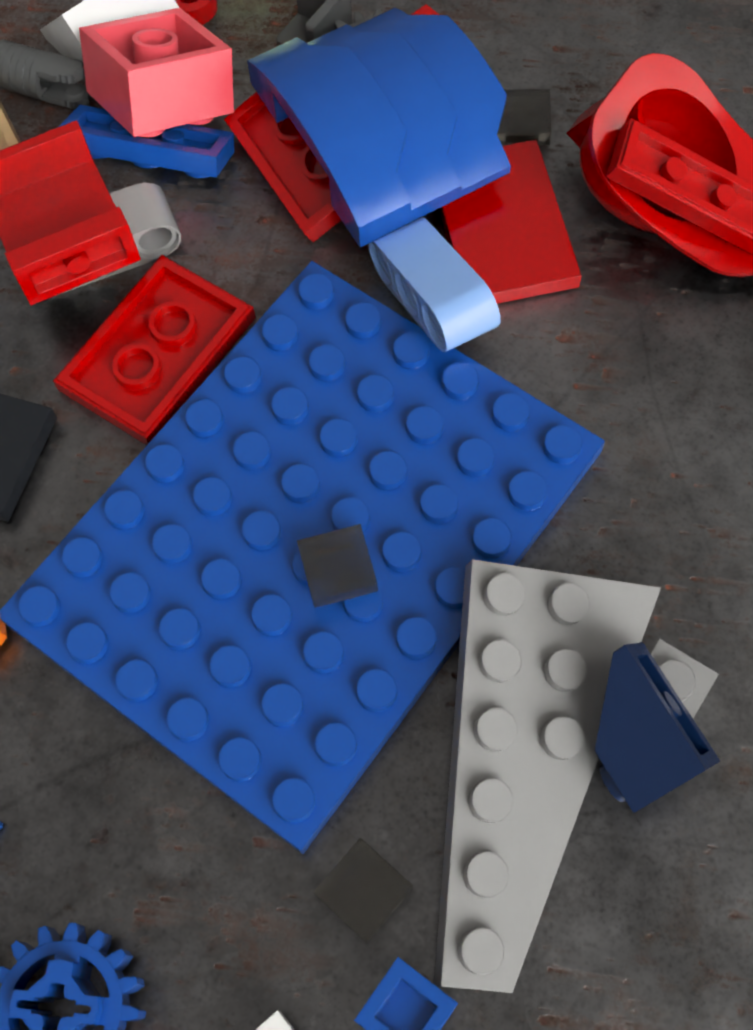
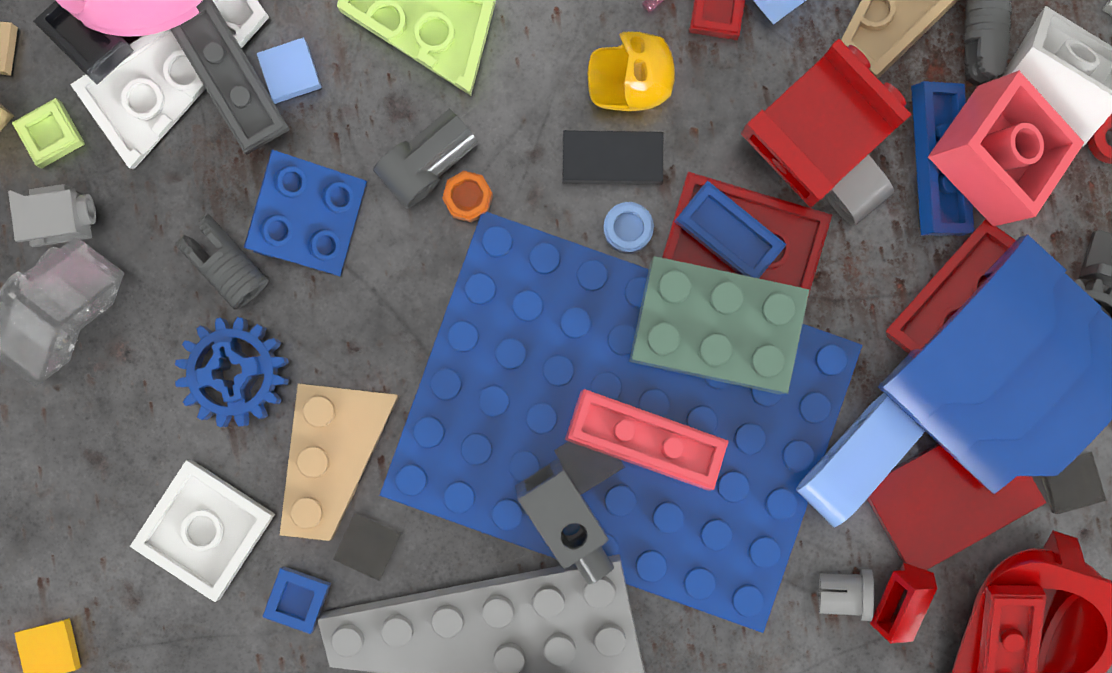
camera: 70 degrees right, 20 degrees up
(89, 462) = (628, 227): none -> light blue tile
(136, 351) = (729, 232): none -> blue tile
(227, 908) = (328, 454): none -> tan wing
(229, 376) = (719, 325): none -> sand green brick
(334, 492) = (646, 440): none -> coral tile
(397, 599) = (553, 504): none -> dark grey torso
(583, 341) = (847, 594): none -> light grey bush
(616, 277) = (905, 625): none -> red piece

